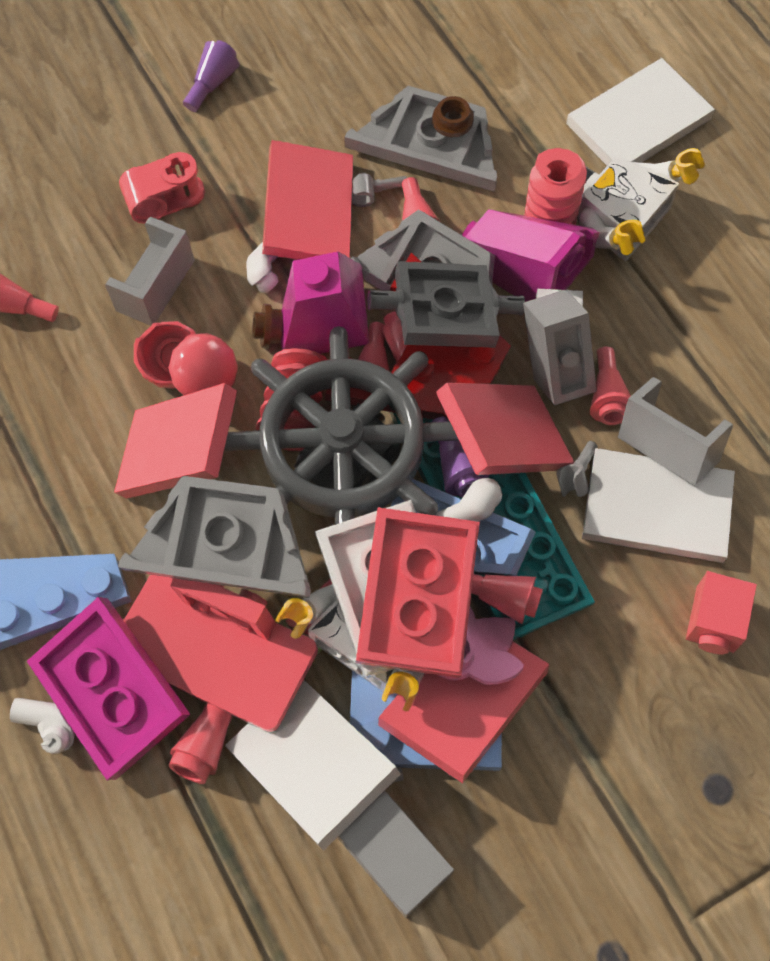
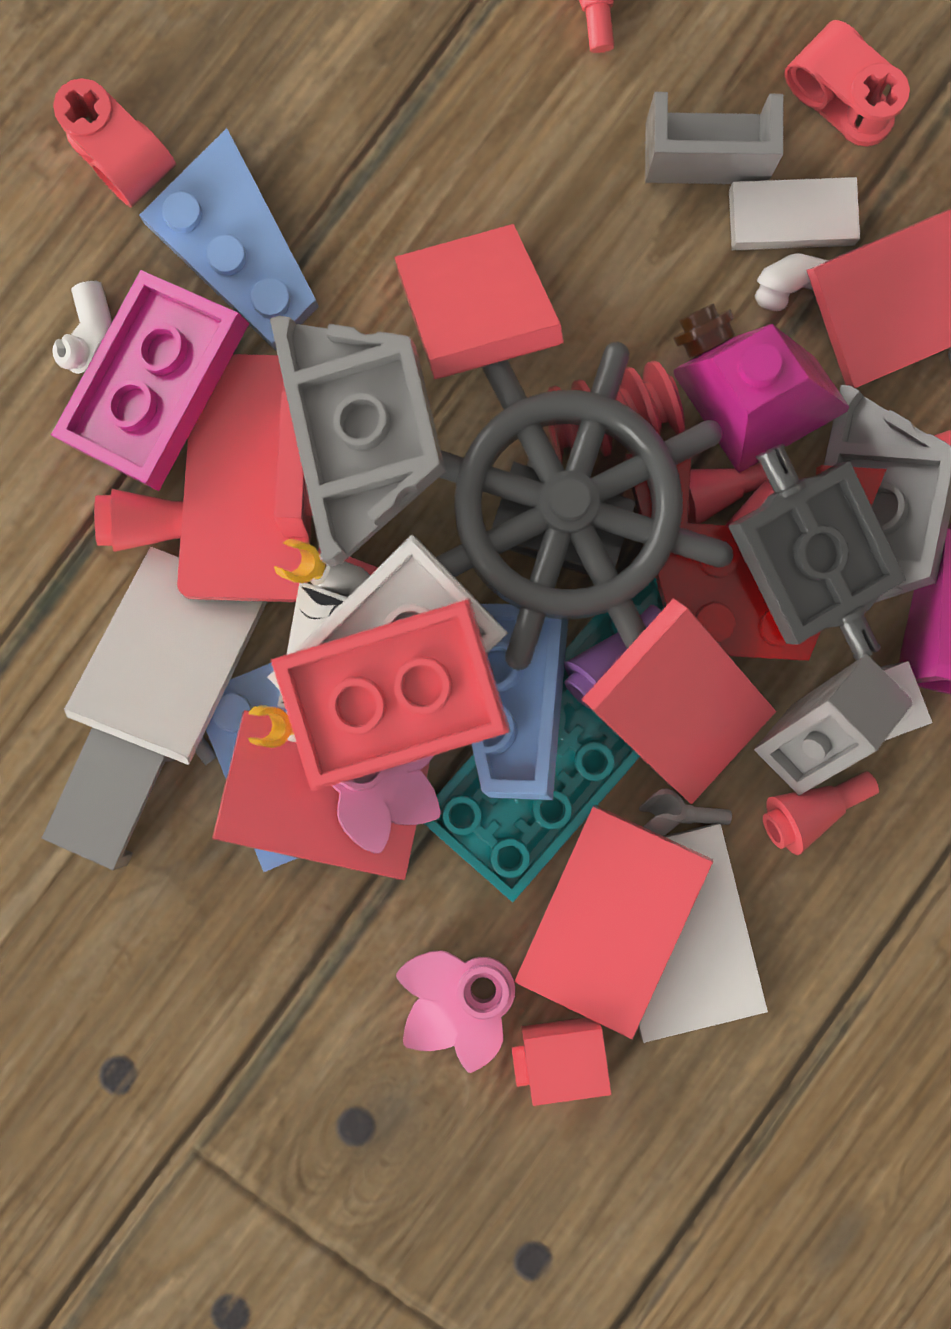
camera: 60 degrees right, 20 degrees up
(155, 349) = (601, 225): coral hair -> none
(202, 363) = (600, 279): coral hair -> none
(221, 251) = (794, 213): none -> white tile
(477, 502) = (547, 712): white arm -> none
(509, 594) = (460, 803): coral cone -> none
(635, 538) = (613, 921): none -> coral tile
(654, 681) = (448, 1010): none -> bright pink plate
(668, 439) = (773, 914): light grey panel -> none

